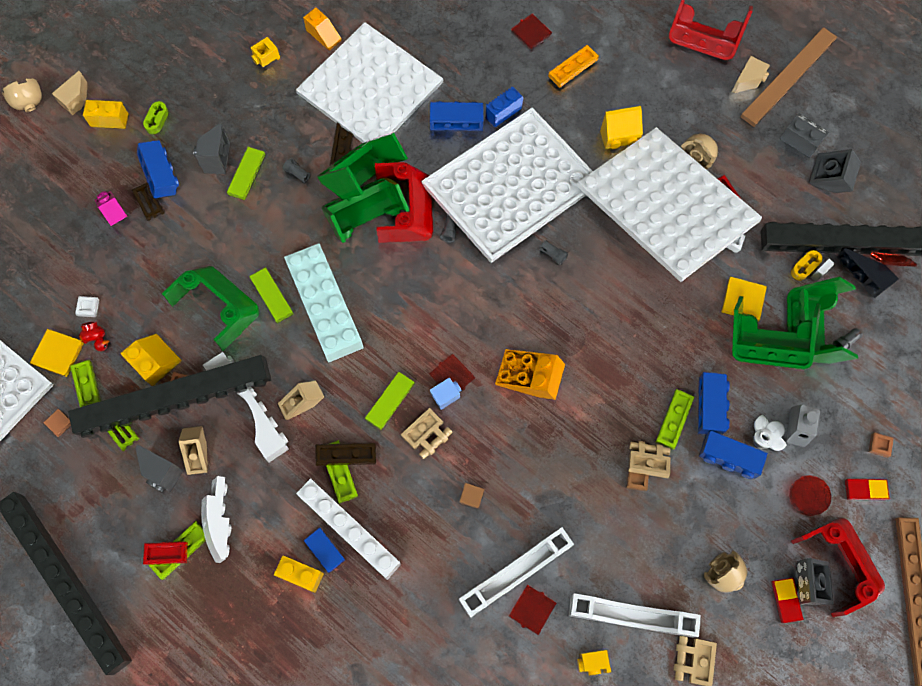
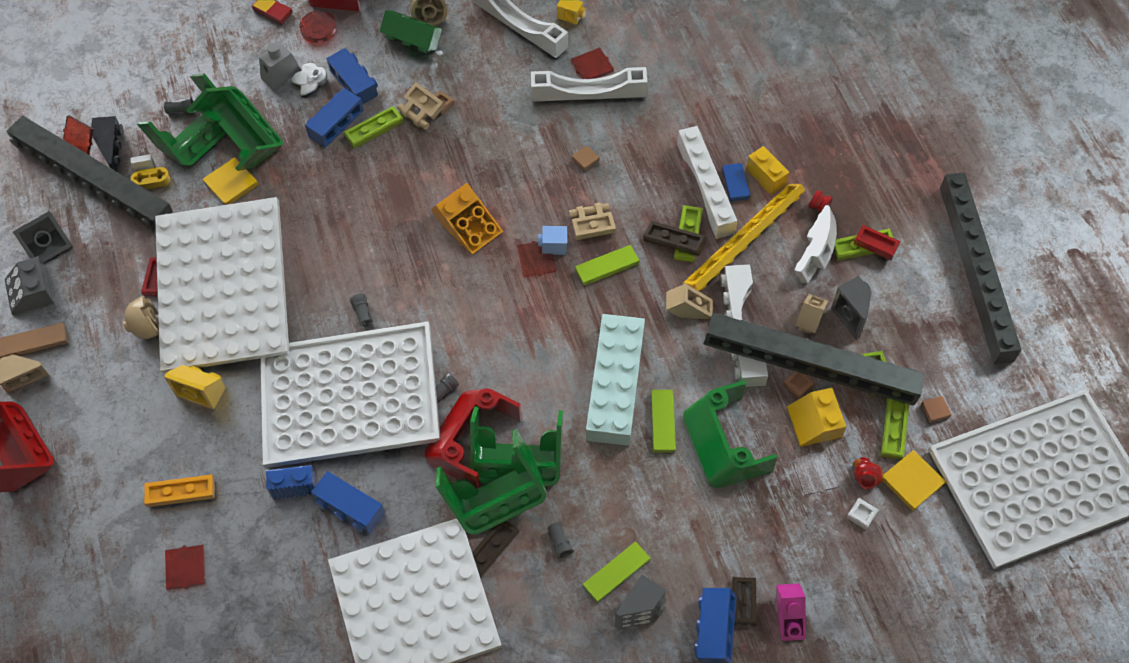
camera: 145 degrees left, 10 degrees down
(136, 319) = (815, 473): none -> clear piece
(235, 569) = (819, 201): none -> red wheel
(286, 495) = (744, 236): none -> yellow plate
(721, 535) = (410, 31): none -> green brick
(881, 445) = (231, 29): nougat tile -> none

